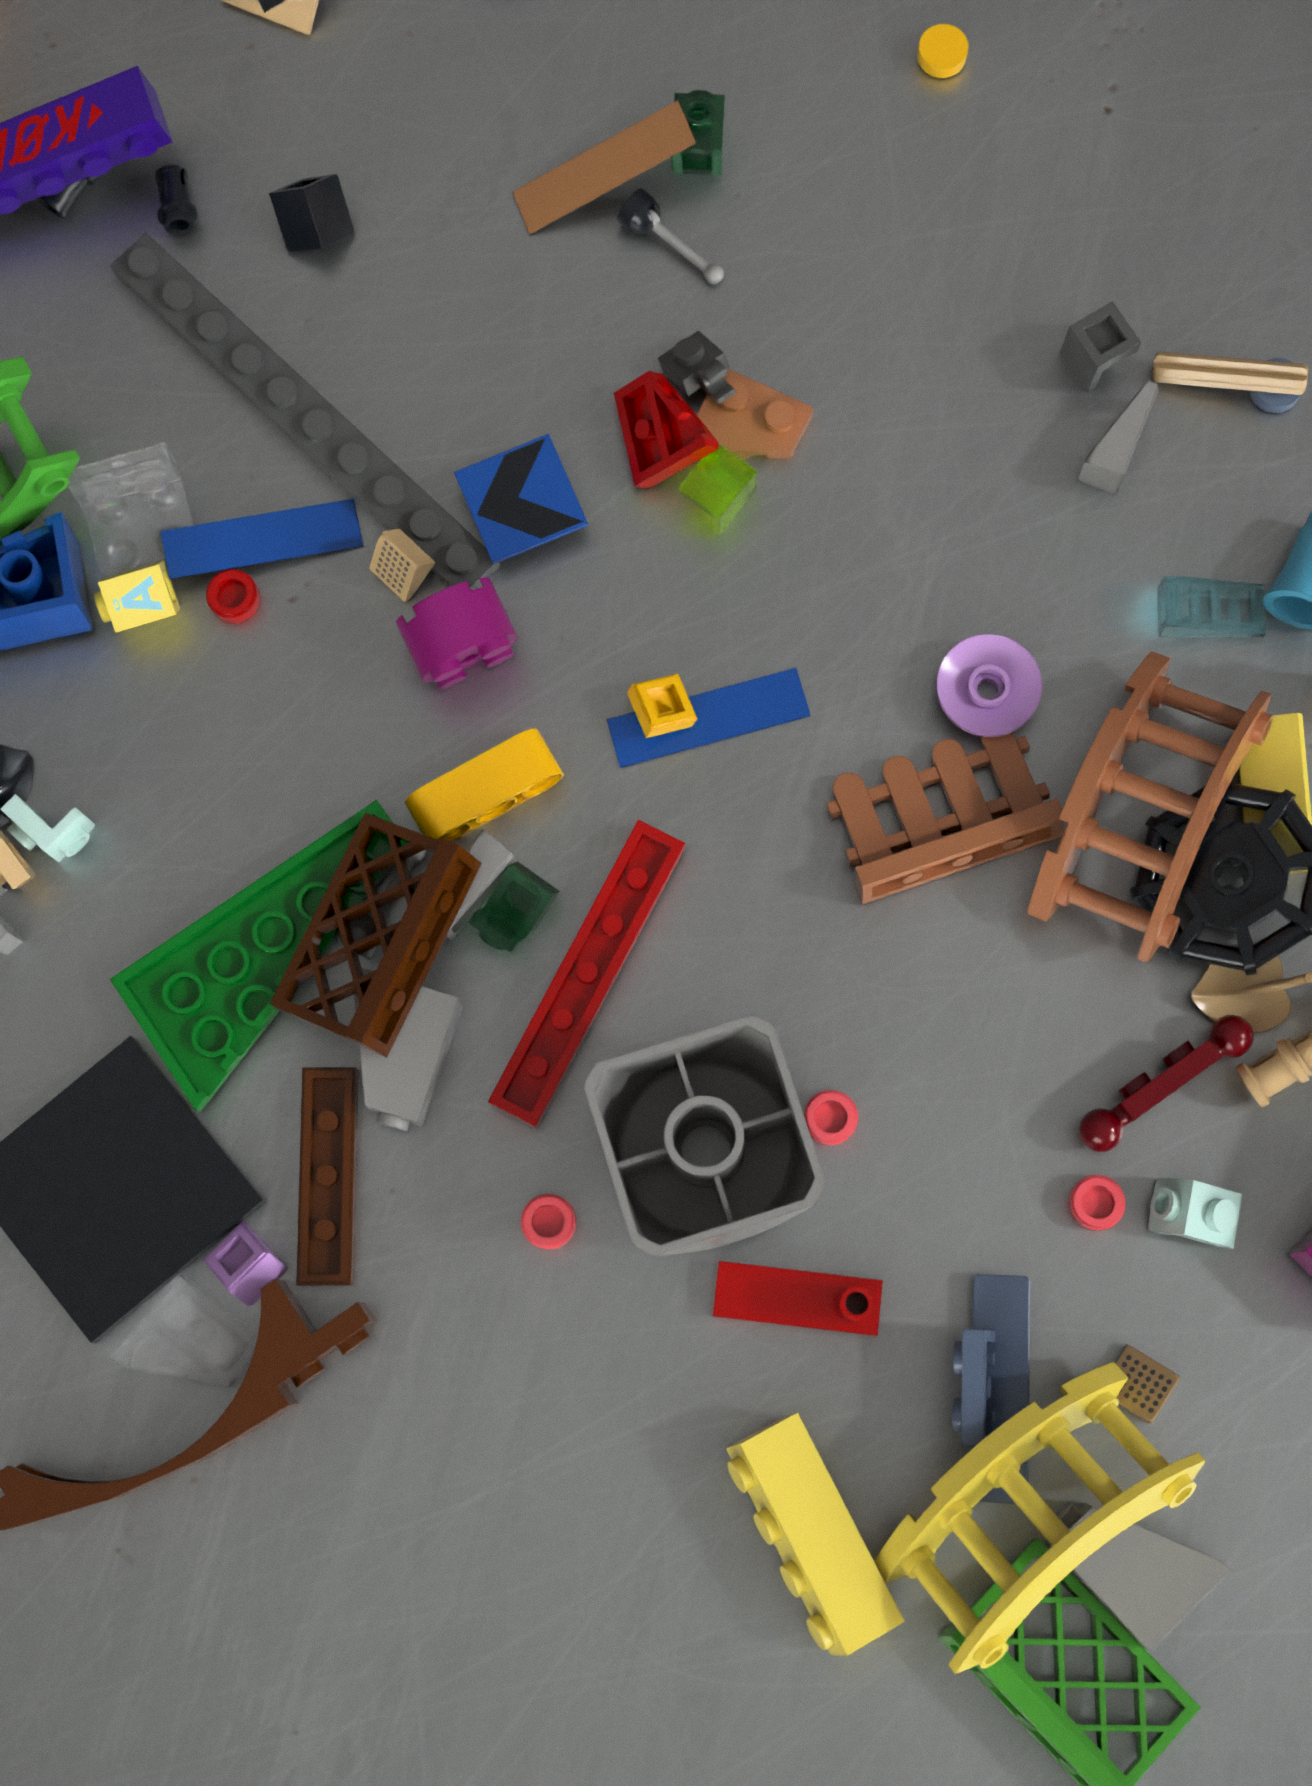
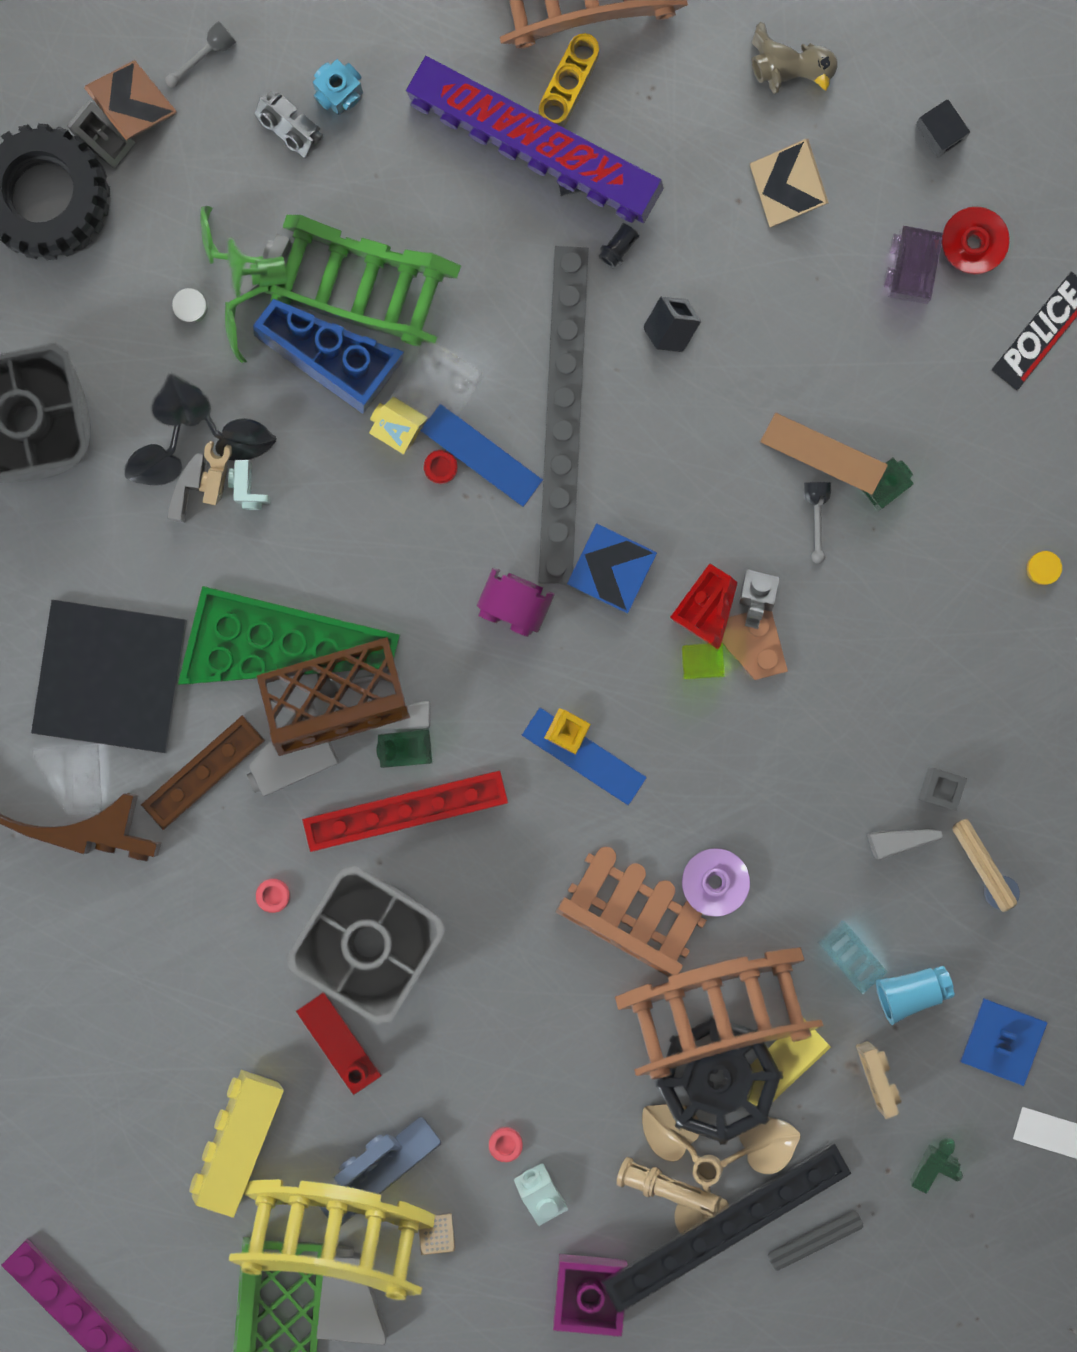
camera: 40 degrees right, 10 degrees up
(244, 1264) = (129, 770): lavender slope -> none
(400, 563) = (528, 538): tan slope -> none
(484, 787) = (451, 680): yellow beam -> none
(830, 1117) = (437, 985): coral tile -> none
(1228, 1037) = (607, 1132): dark red plate -> none

